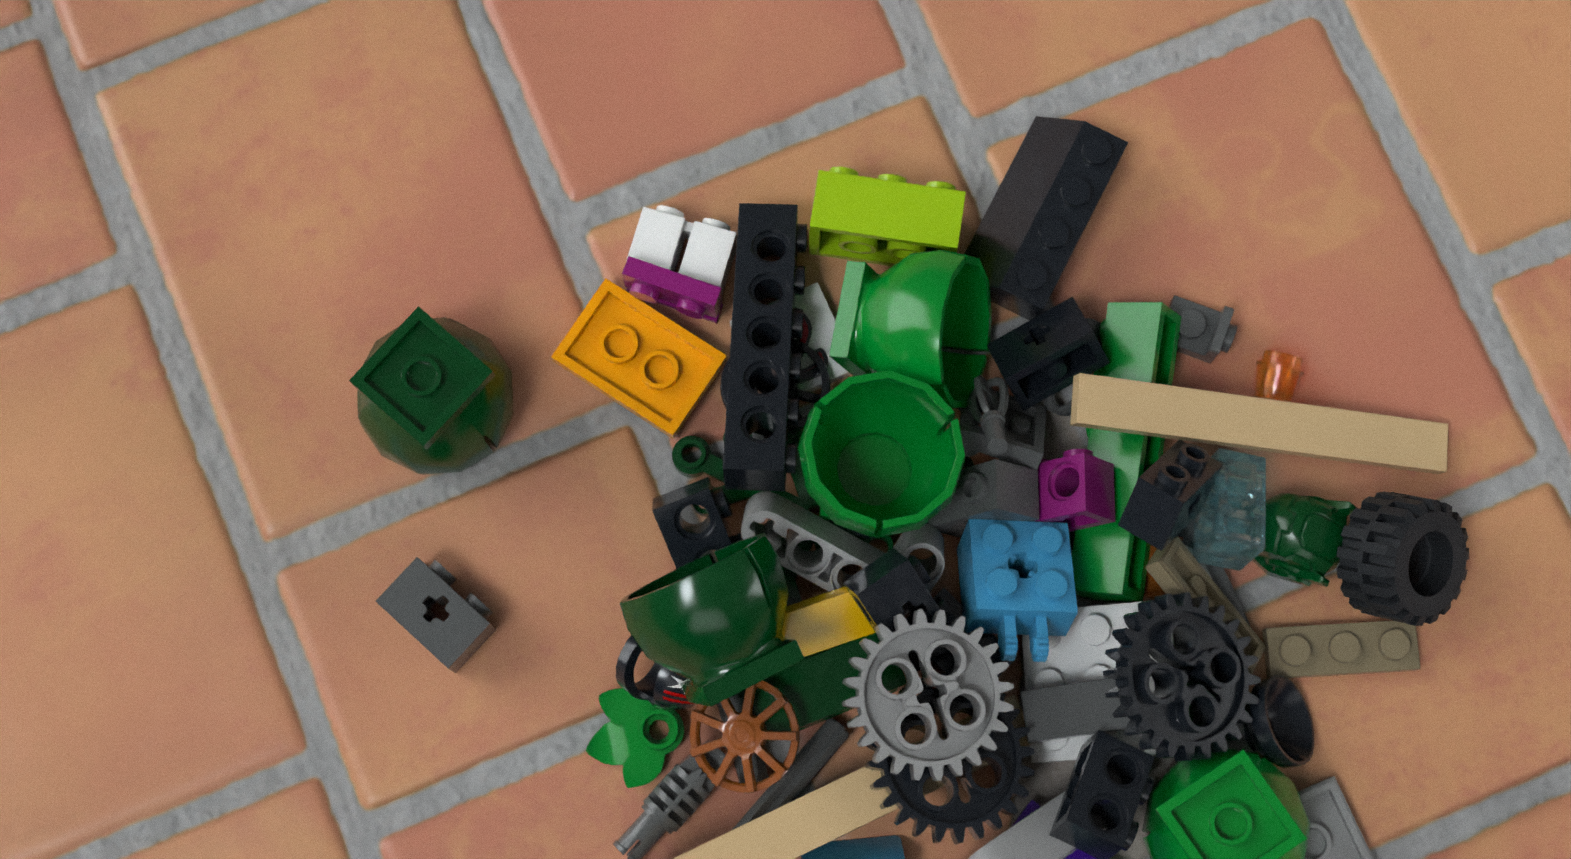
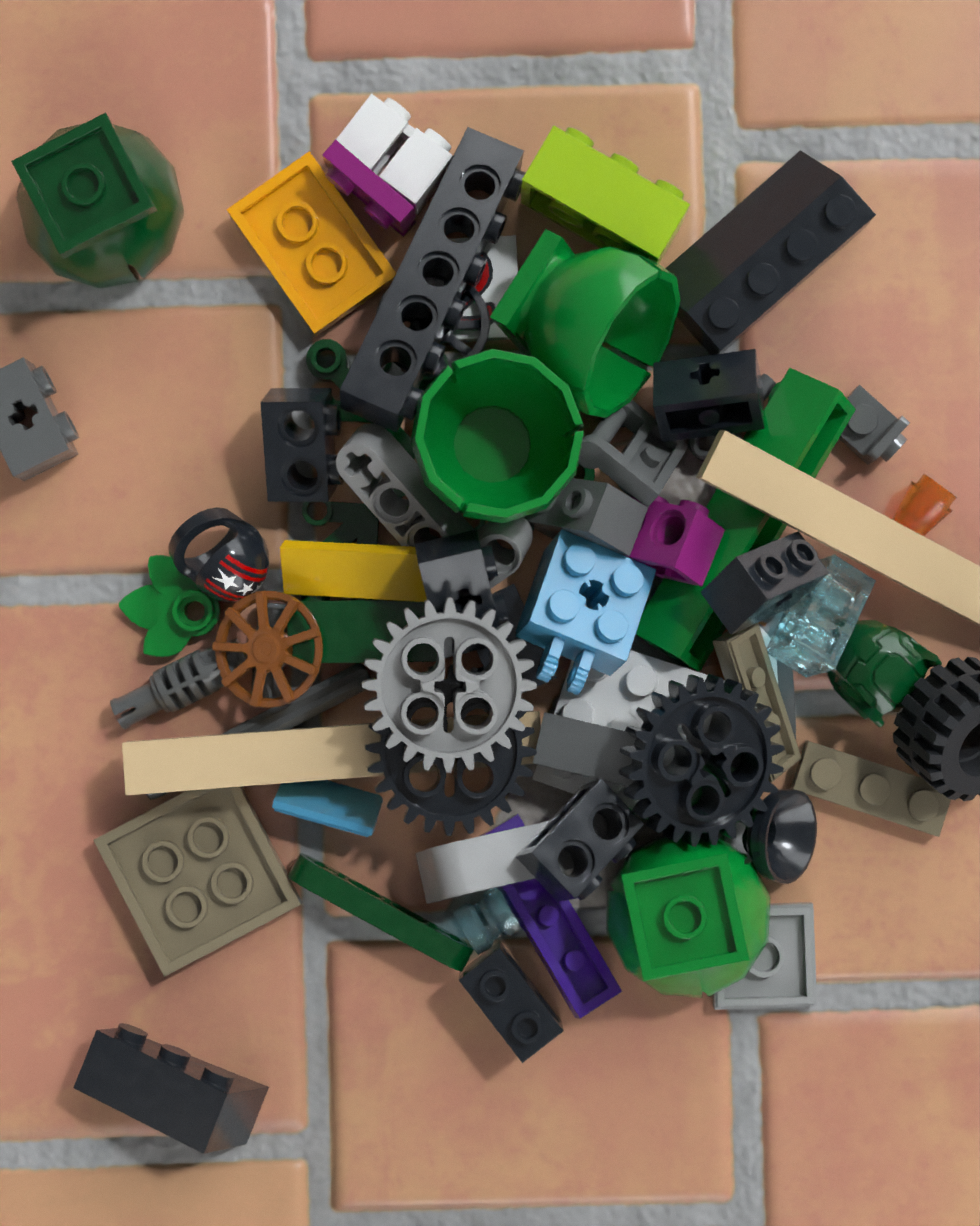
camera: 25 degrees right, 10 degrees up
(716, 620) = (275, 533): dark green plate -> none
(991, 421) = (621, 443): dark grey piece -> none

